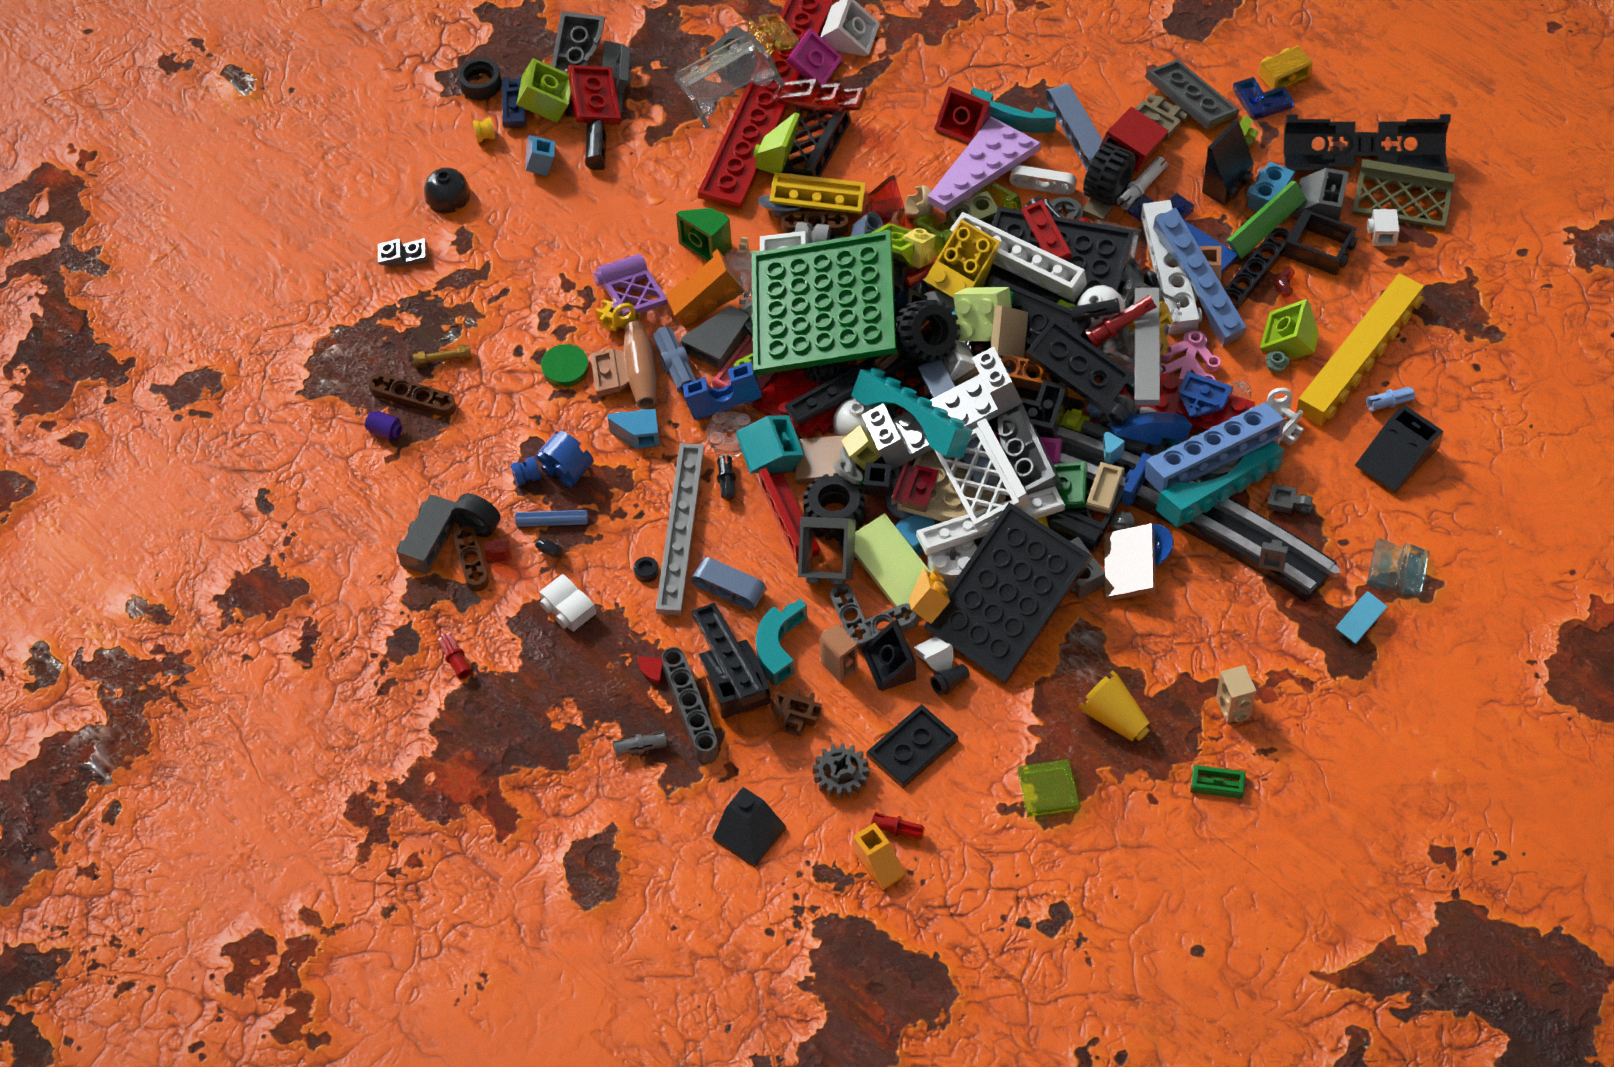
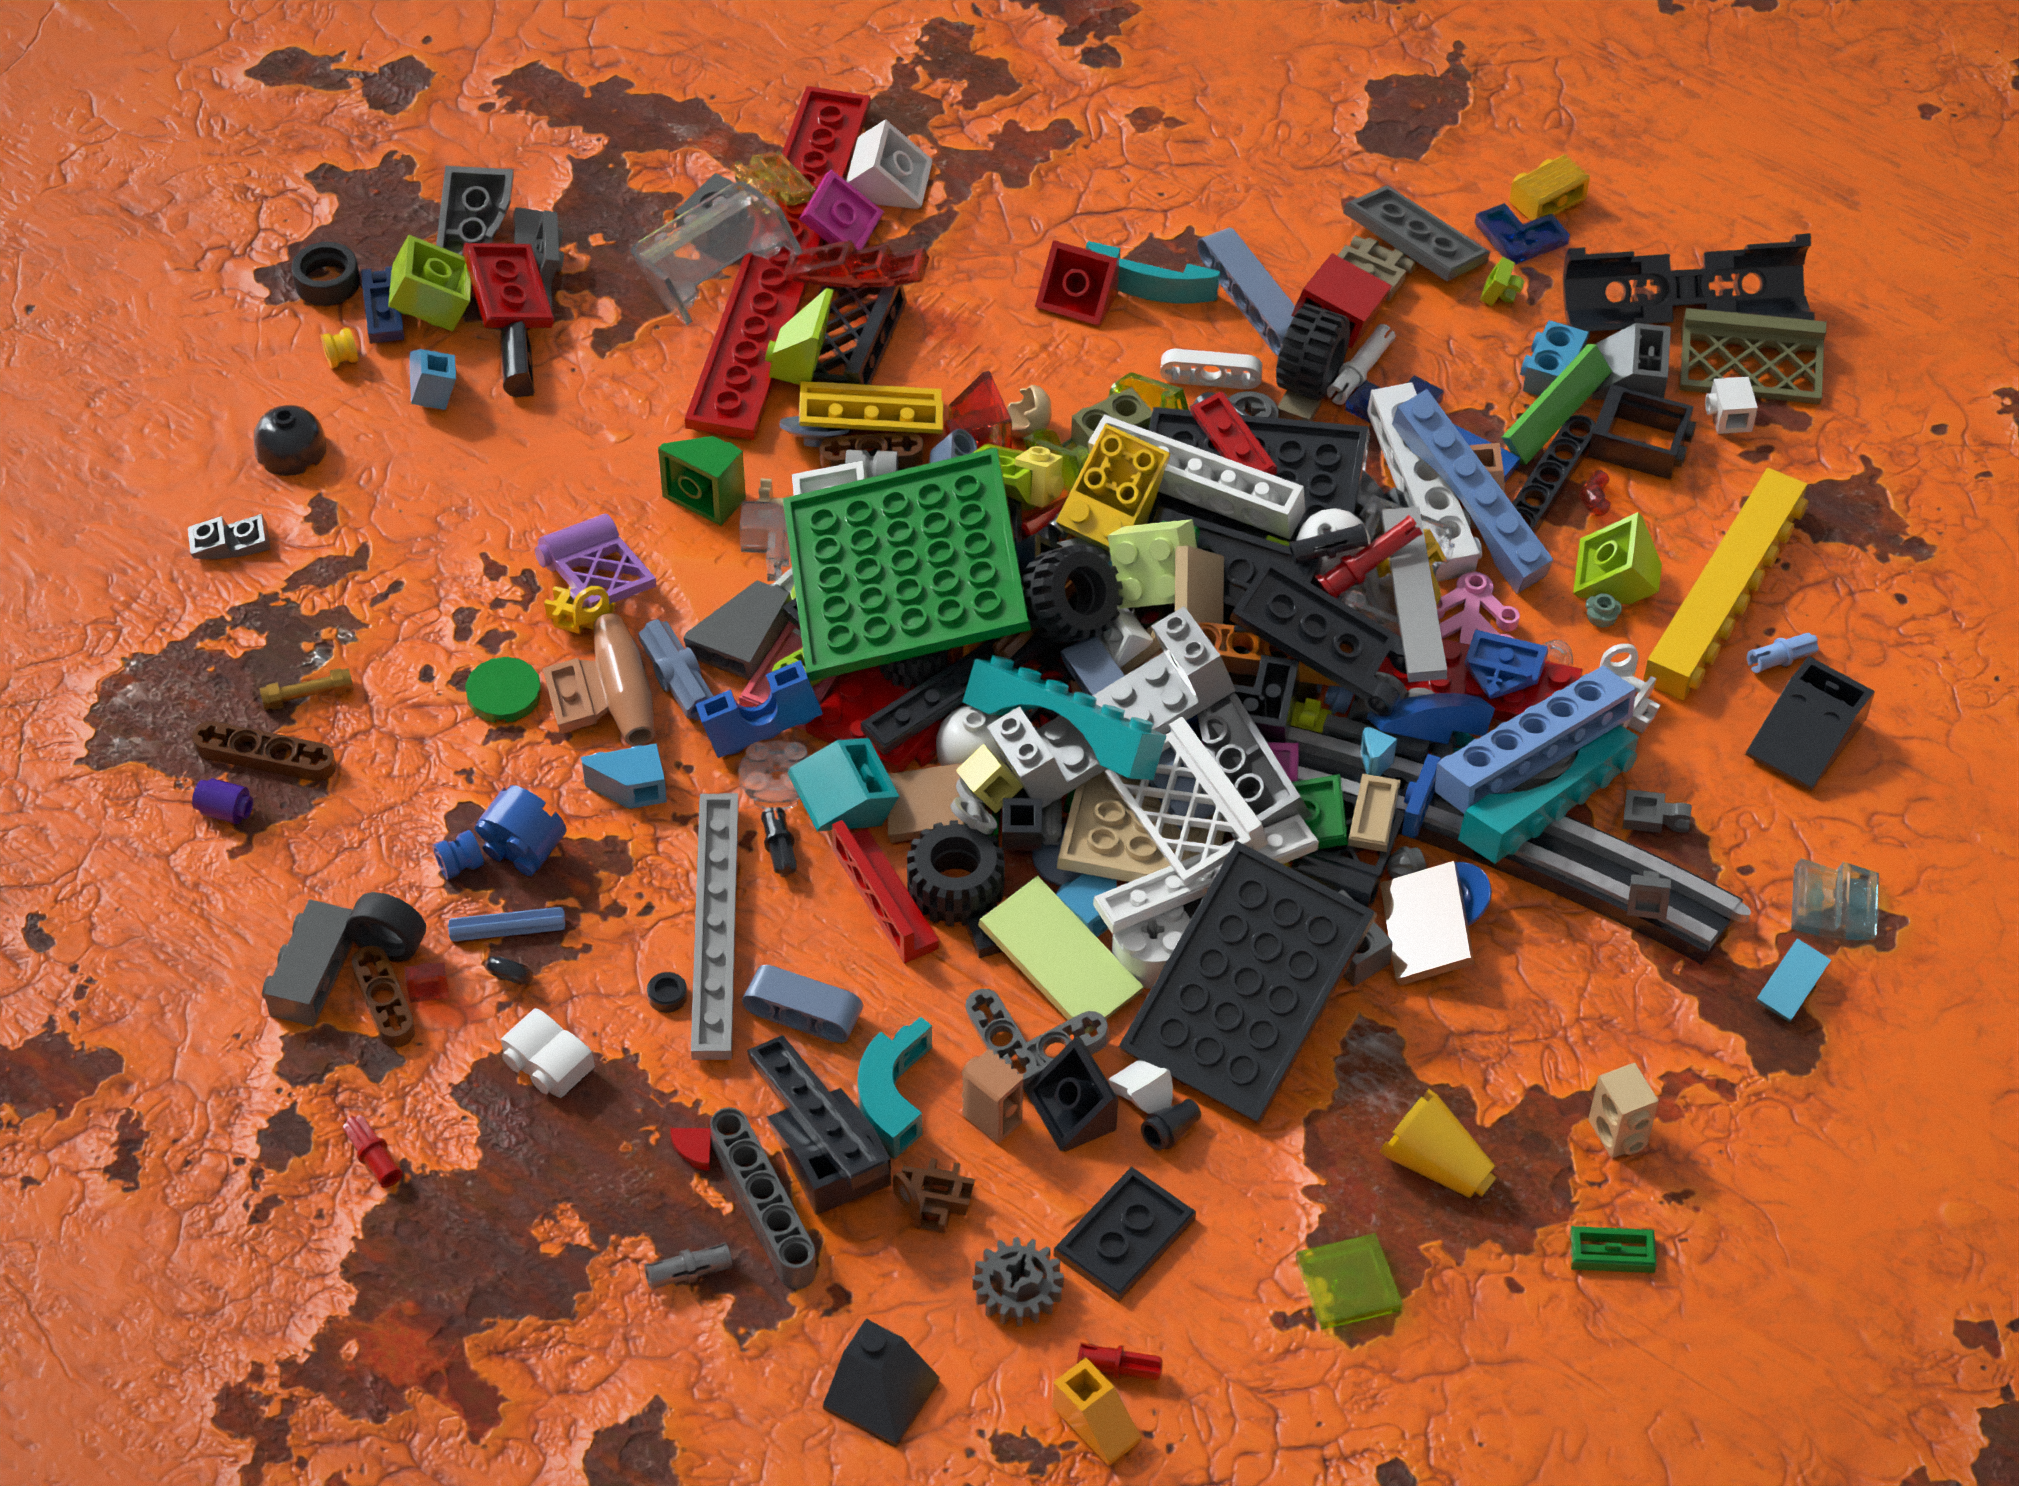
camera: 10 degrees left, 5 degrees down
(705, 290) = (714, 561): orange wedge -> none
(807, 527) = (919, 903): dark grey window -> none
(915, 487) = (1083, 831): dark red plate -> none
(929, 595) = (1124, 996): light orange slope -> none
(985, 159) = (1120, 343): lavender wing -> none
(1227, 165) = (1488, 329): black slope -> none

